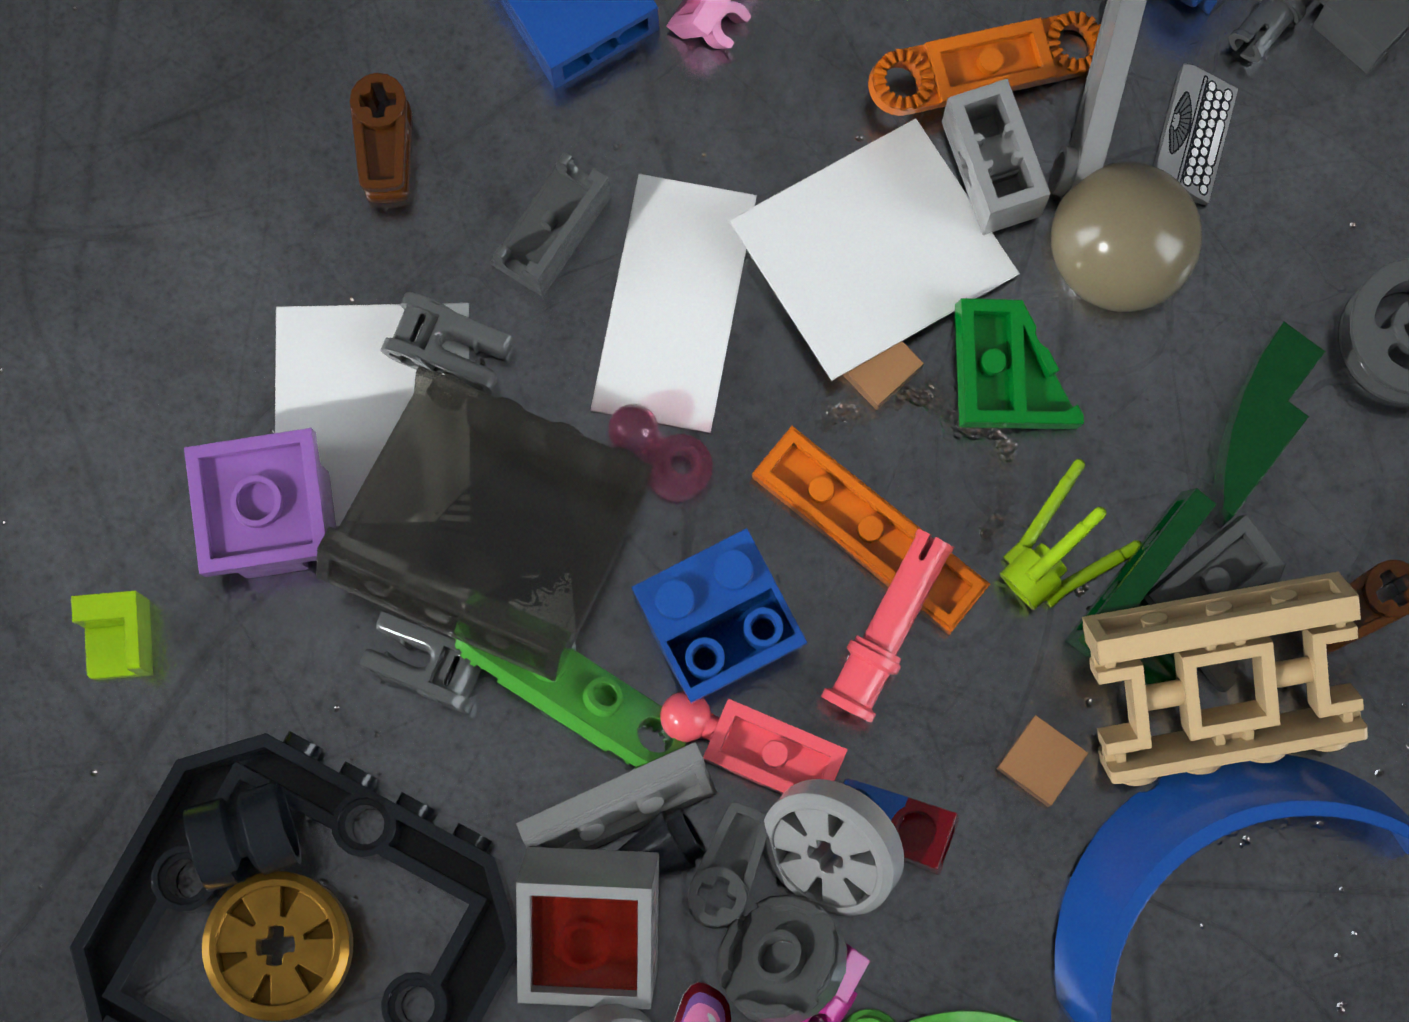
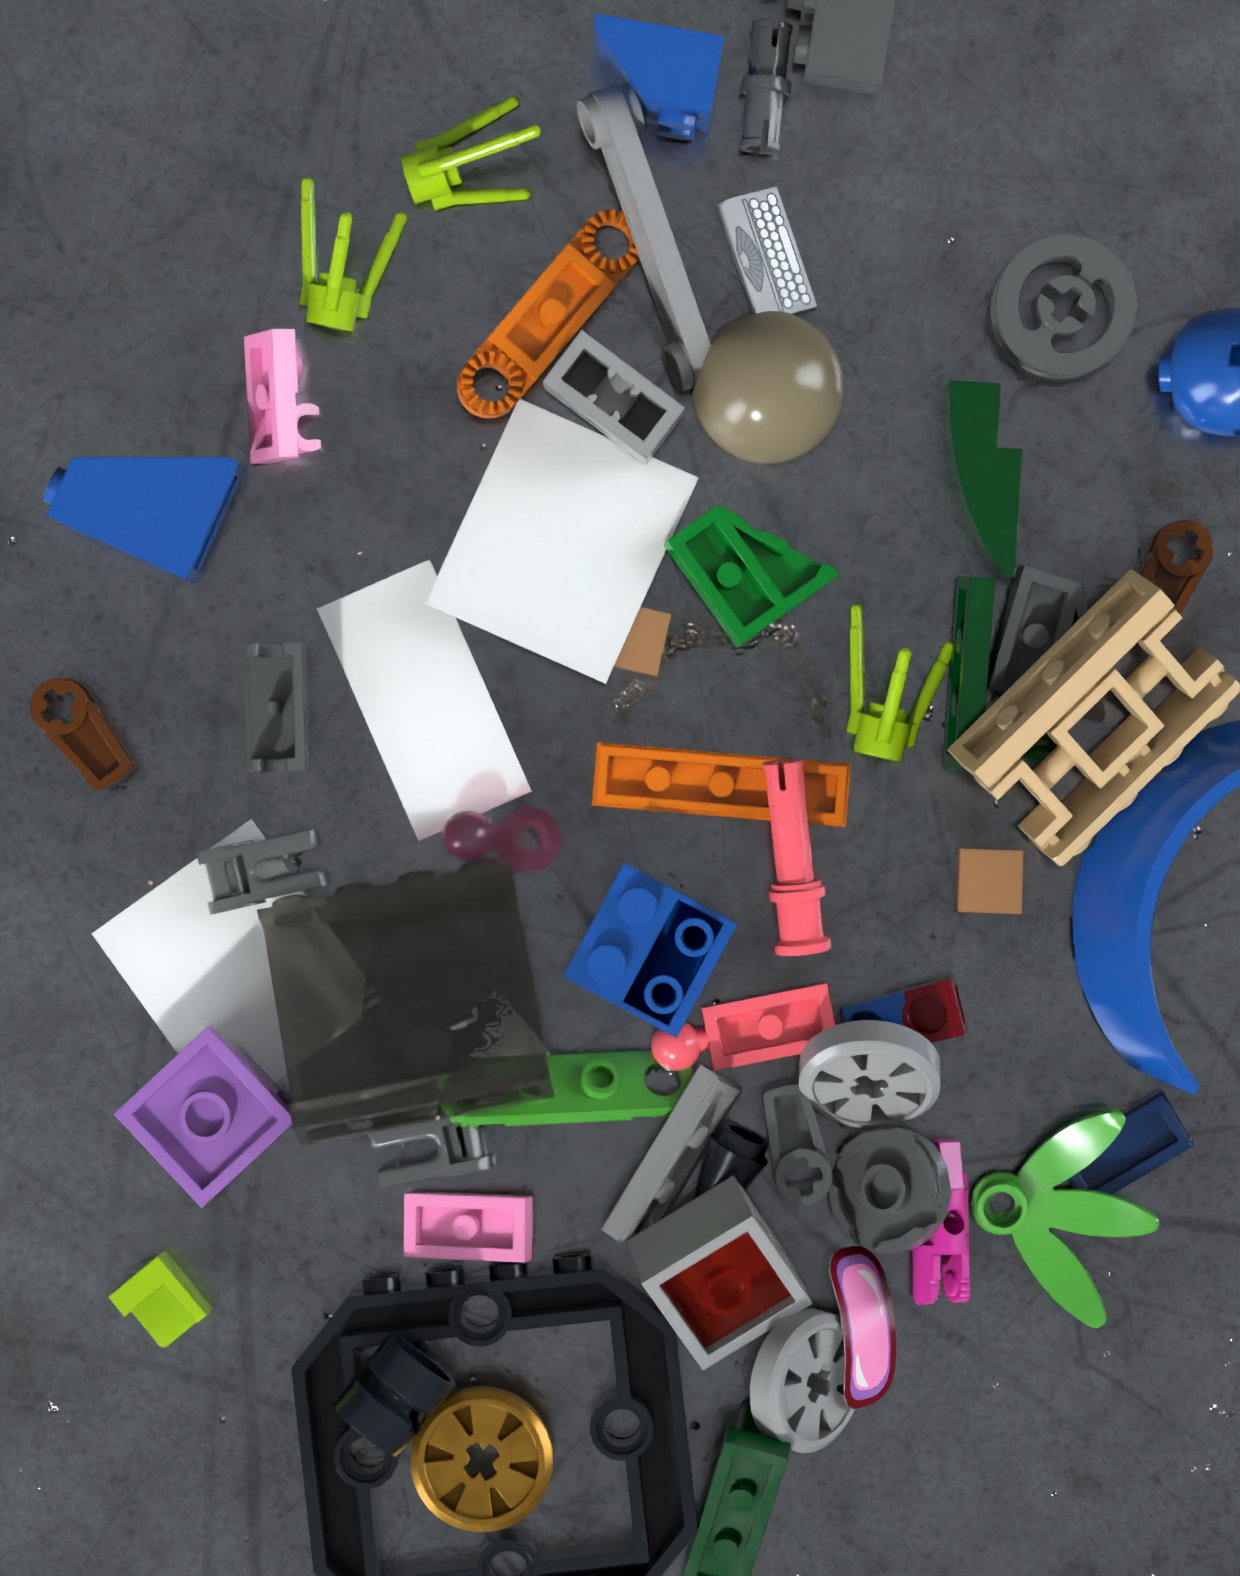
camera: 30 degrees left, 10 degrees up
(408, 747) = (468, 1226): none -> bright pink plate

